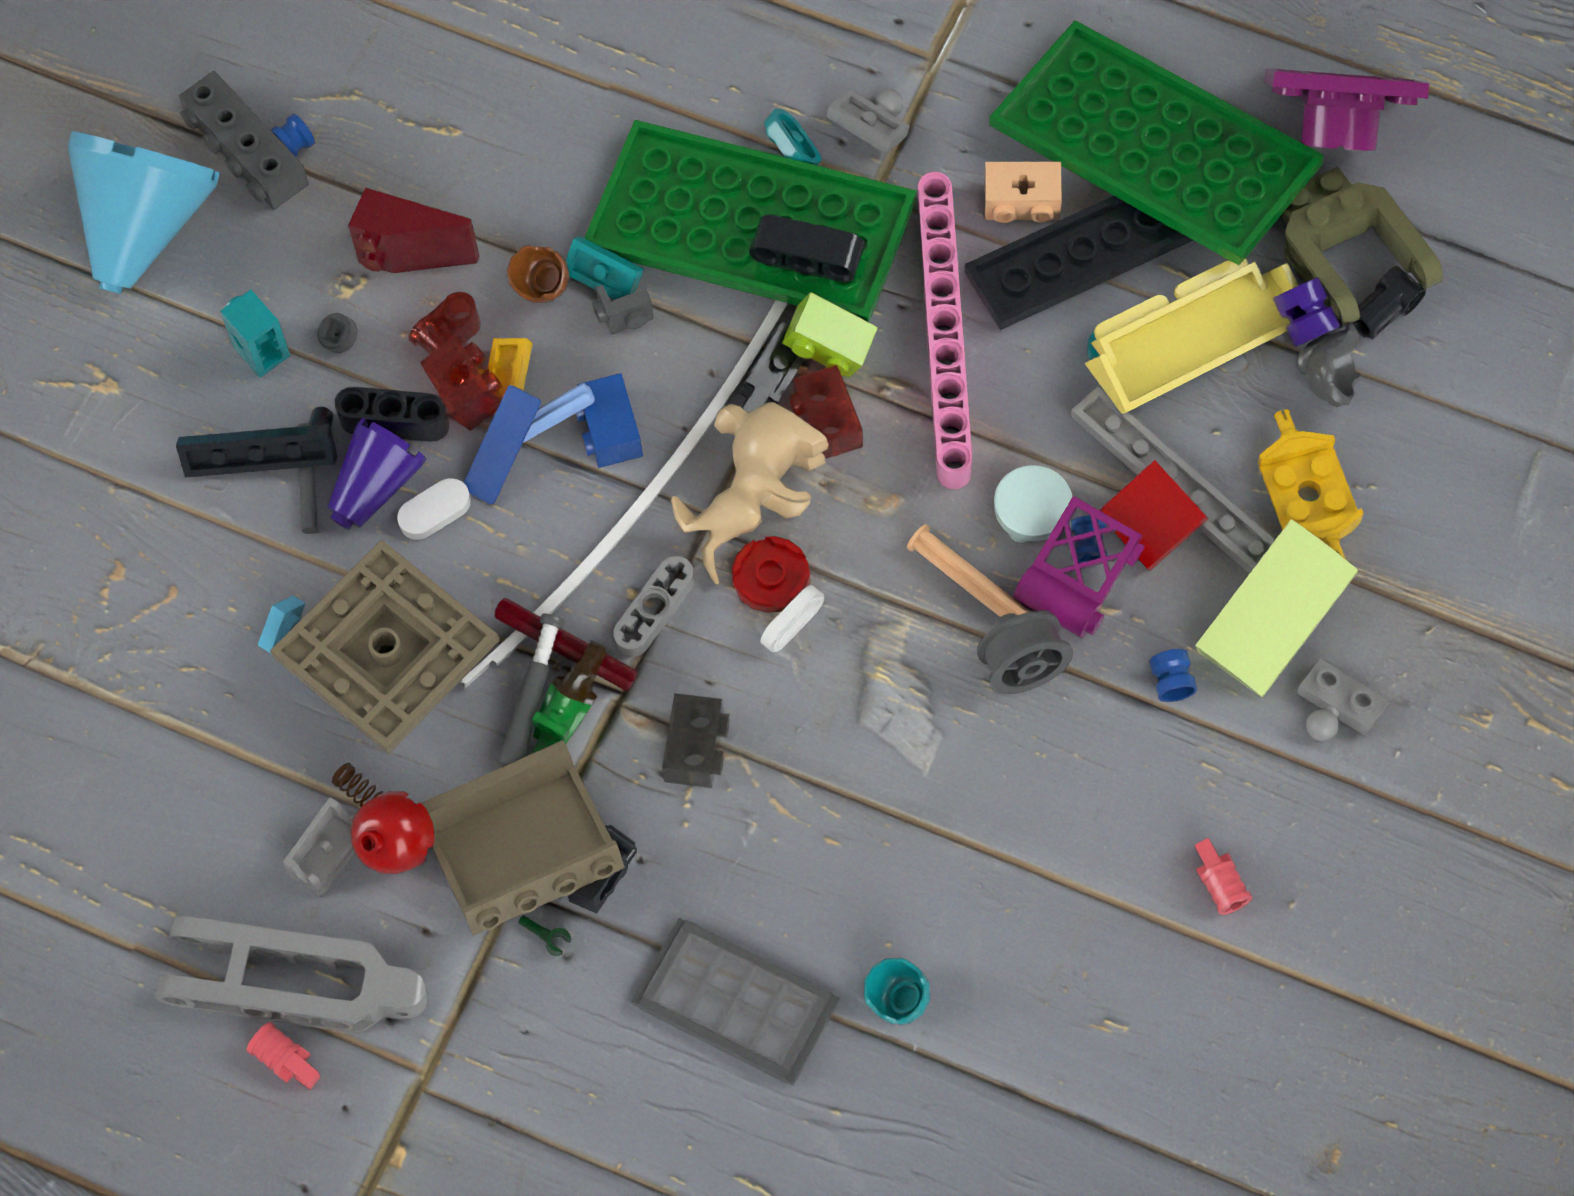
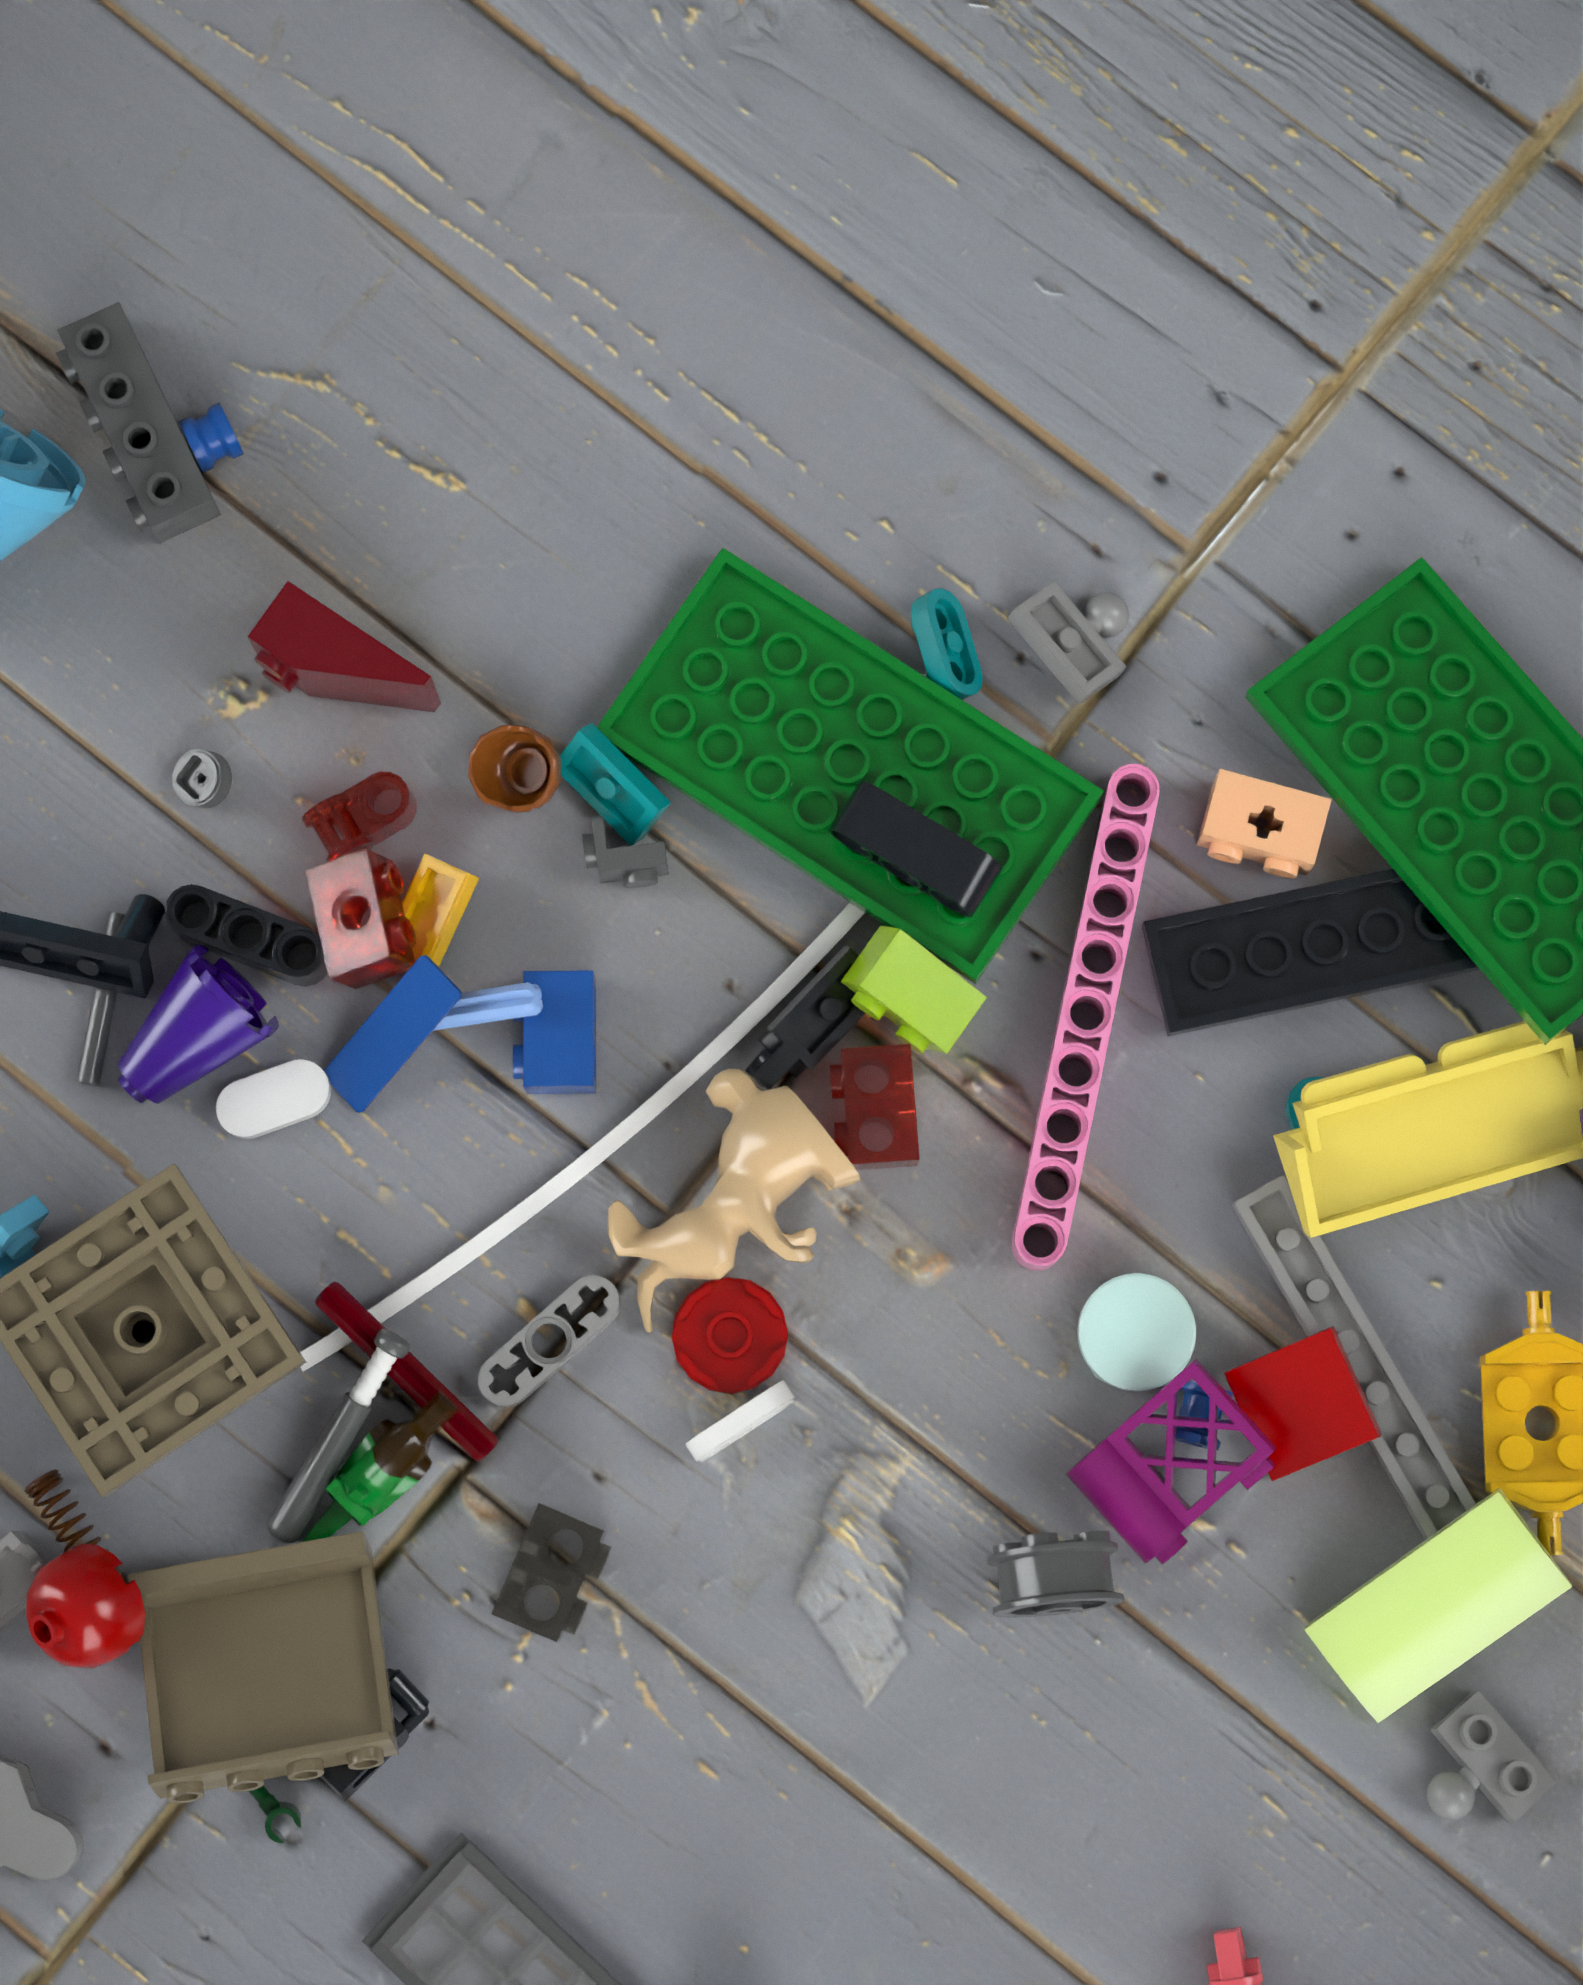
camera: 10 degrees right, 15 degrees up
(255, 333) = (76, 757): teal brick -> none
(963, 573) = (1018, 1434): light nougat axle -> none
(1173, 675) = (1260, 1661): blue wheel -> none

